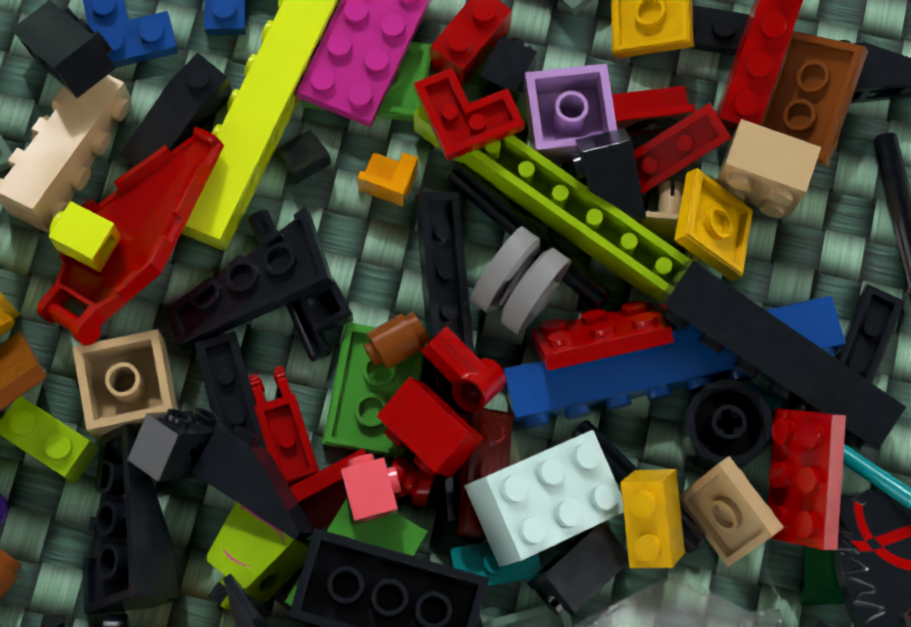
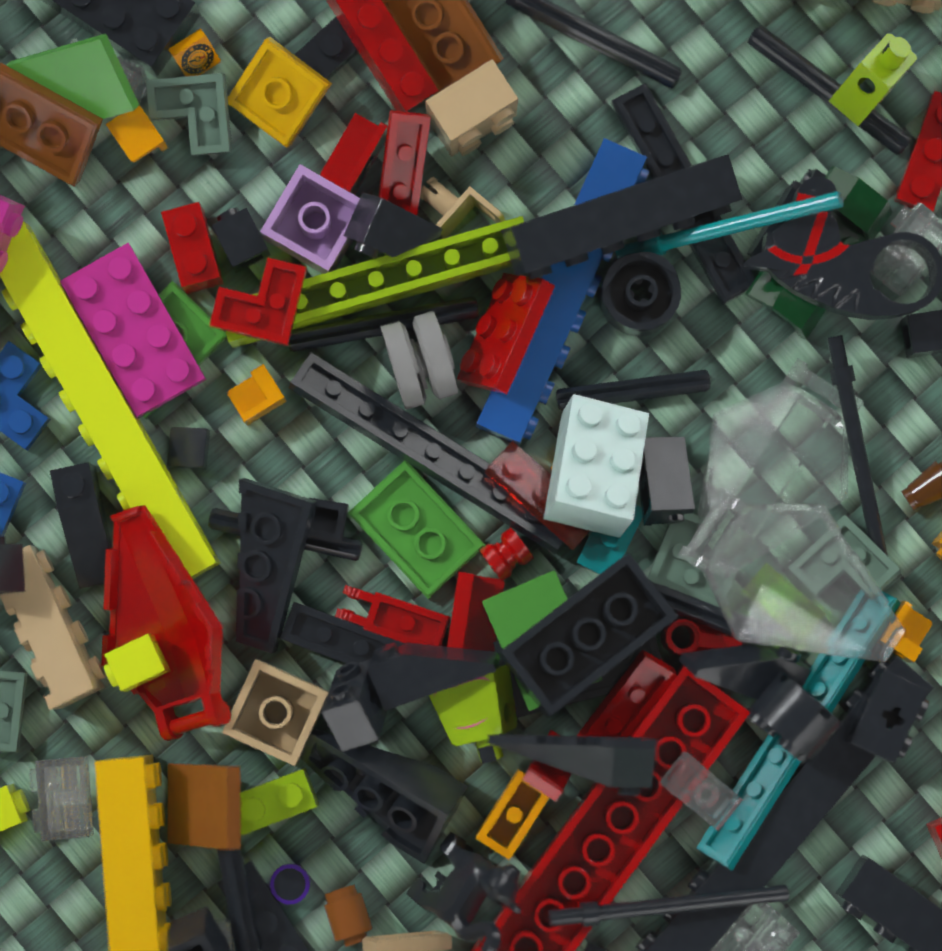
camera: 55 degrees left, 10 degrees up
(370, 488) = (495, 588): coral brick -> none
(395, 340) = (394, 487): dark orange brick -> none
(429, 428) = (481, 513): red brick -> none
(473, 379) = (467, 451): red piece -> none
(652, 518) = (668, 399): yellow brick -> none
(713, 224) = (484, 181): yellow tile -> none
(729, 512) = (704, 340): tan plate -> none
(807, 476) = (724, 268): red plate -> none

